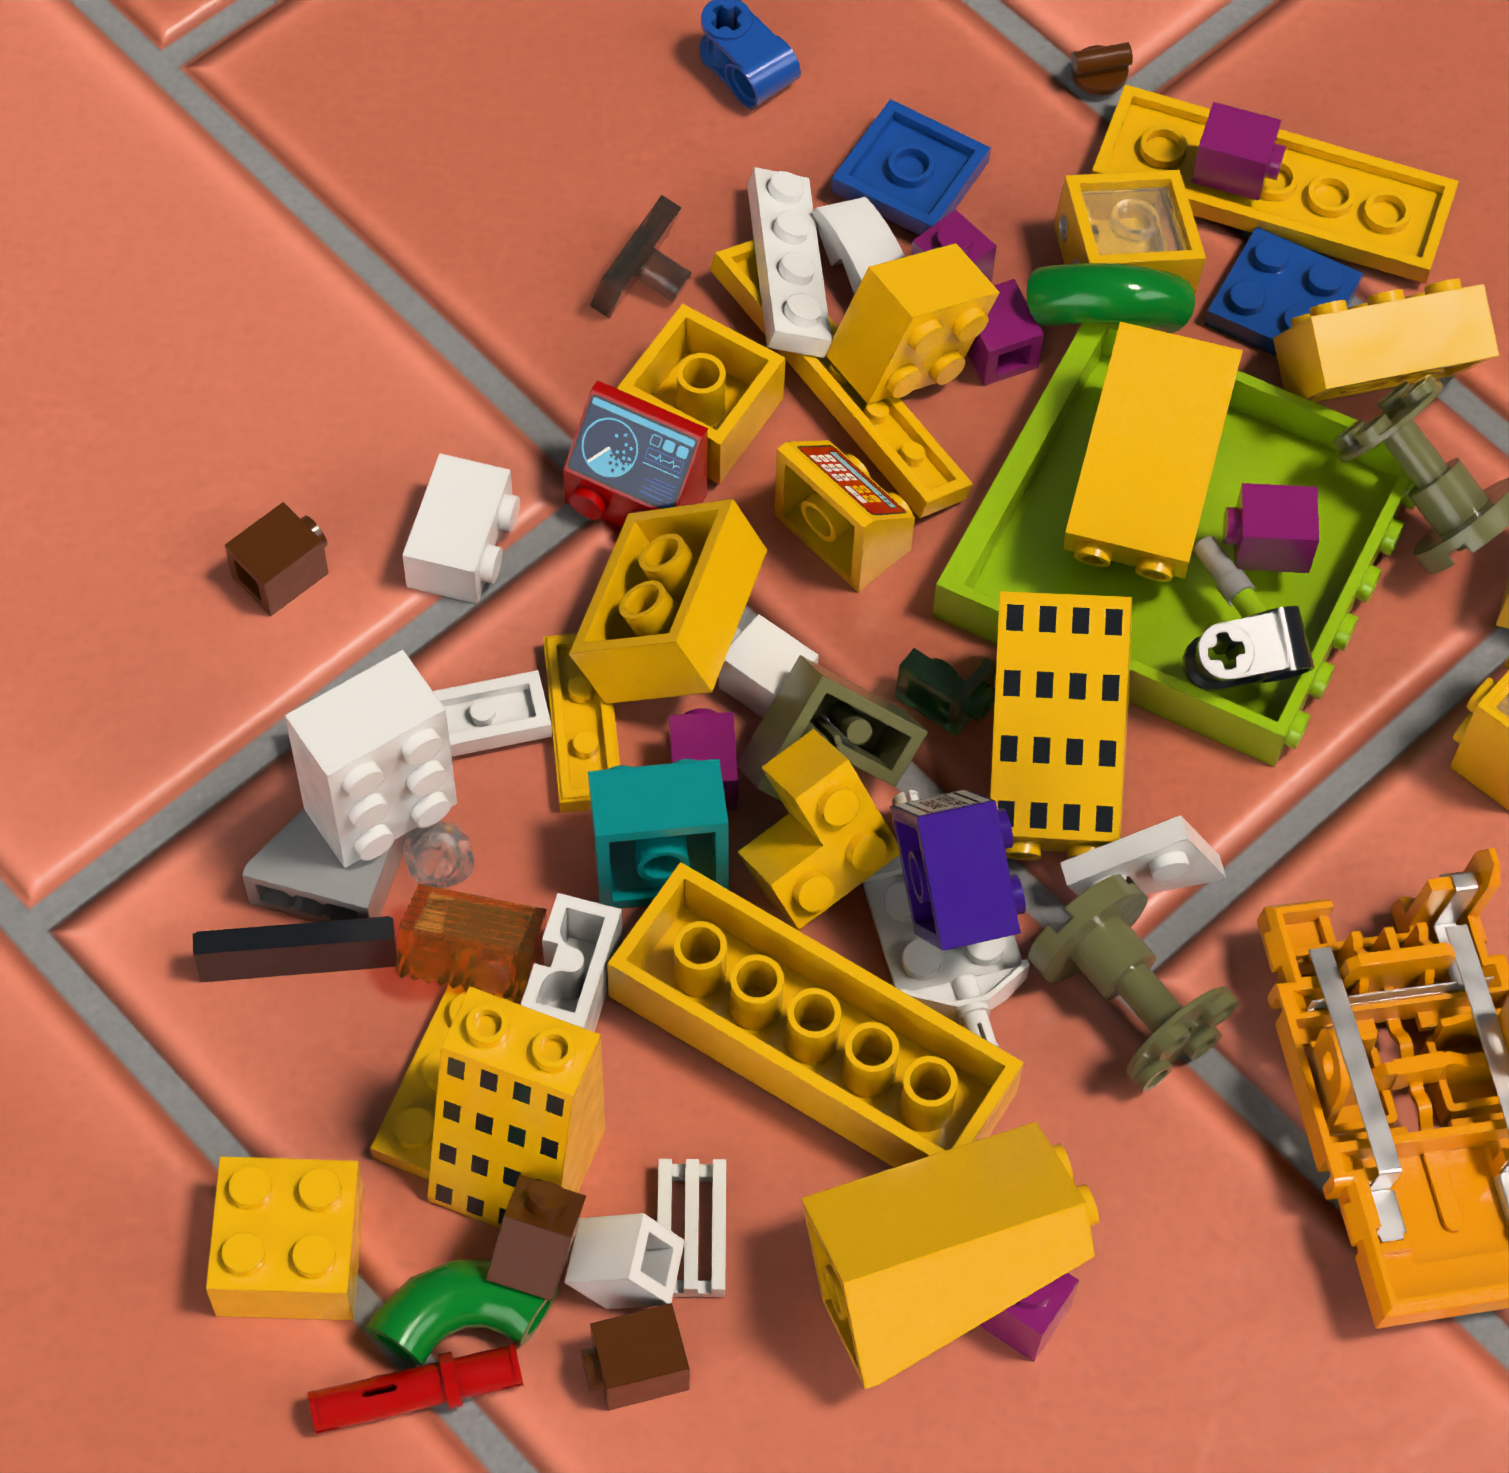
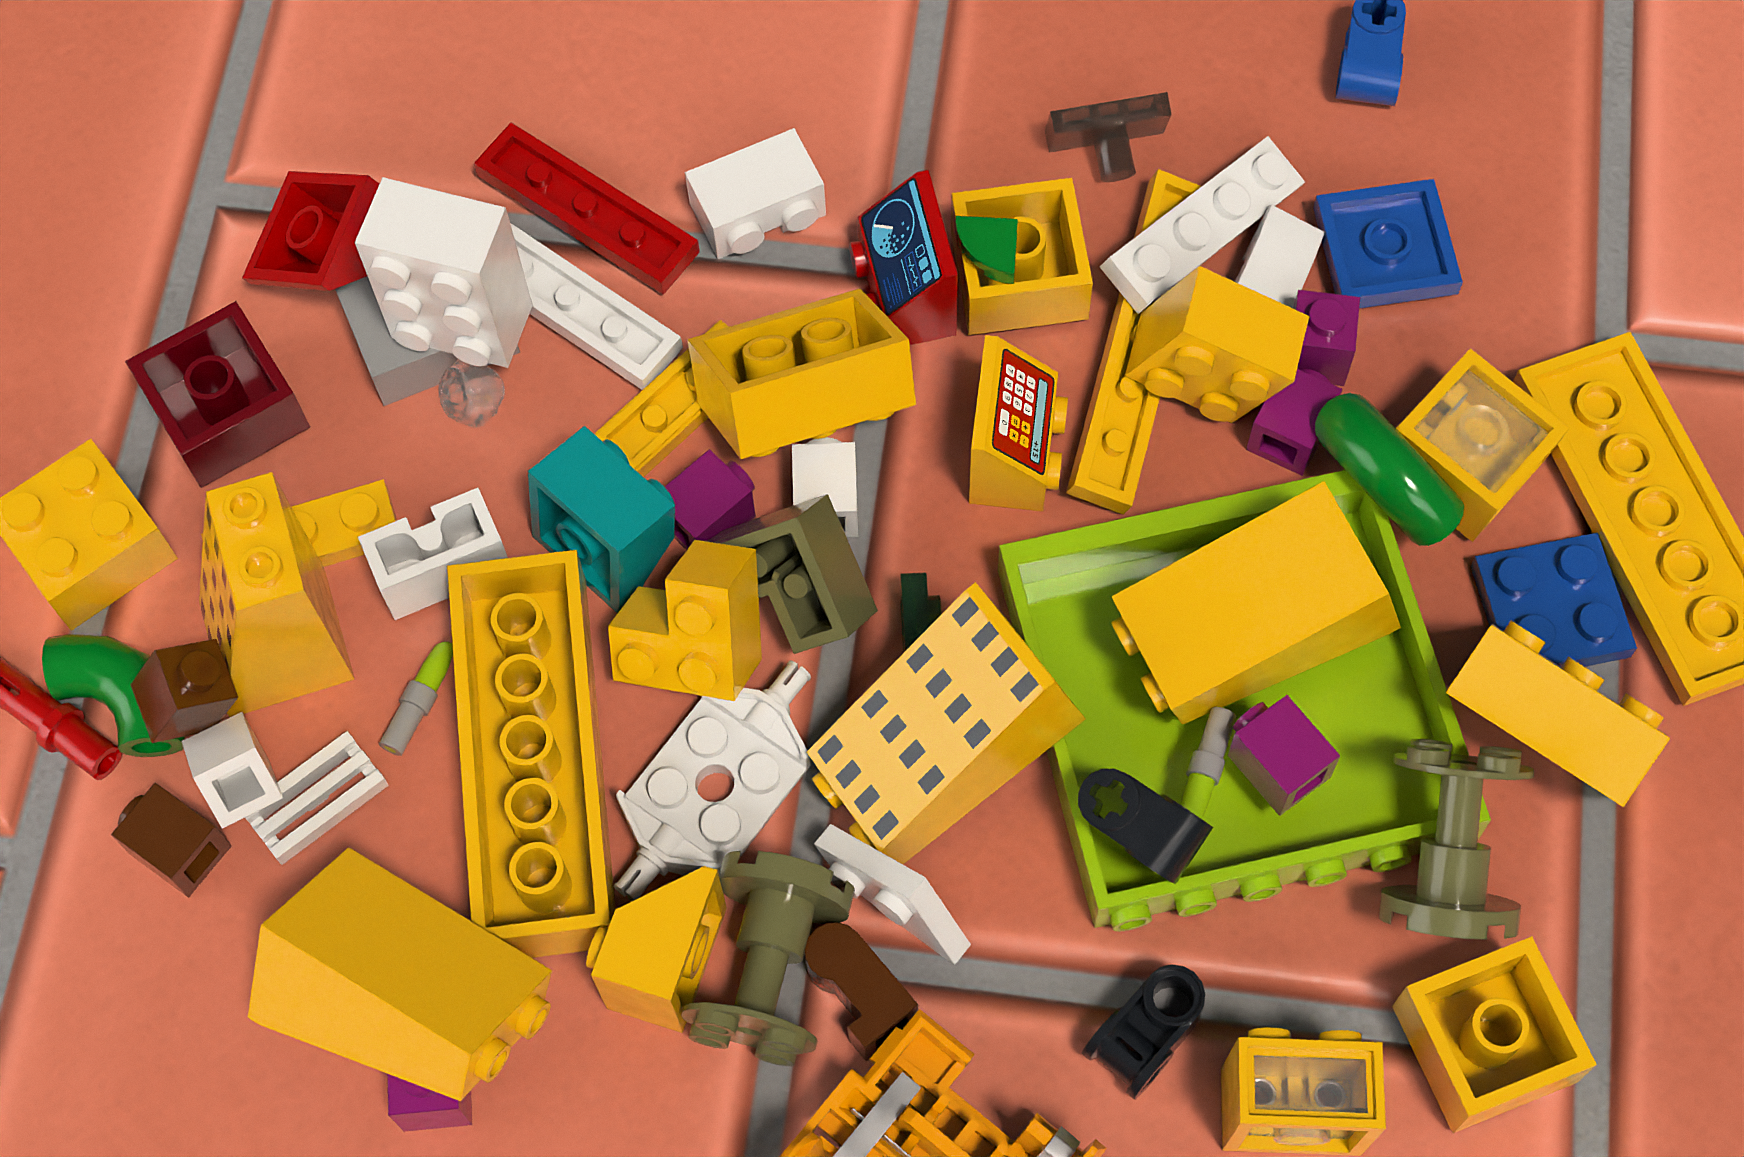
camera: 55 degrees right, 5 degrees up
(199, 845) = (313, 232): none -> red slope
(261, 1038) = (218, 394): none -> dark red brick
(278, 557) = (624, 102): reddish brown brick -> none
(295, 949) = (317, 362): black tile -> none
(327, 655) = (587, 208): none -> red plate
(470, 941) = (404, 460): clear orange brick -> none
(672, 1091) = (417, 699): none -> light grey piece
(695, 393) = (989, 244): none -> green tile
(958, 869) = (725, 745): dark purple brick -> none
(1074, 1053) = (659, 949): none -> yellow slope
(1101, 68) = (1632, 304): reddish brown plate -> none
(1203, 944) = (851, 970): none -> reddish brown leg
(1238, 151) = (1639, 458): magenta brick -> none
(1395, 791) = (1141, 1039): none -> black piece

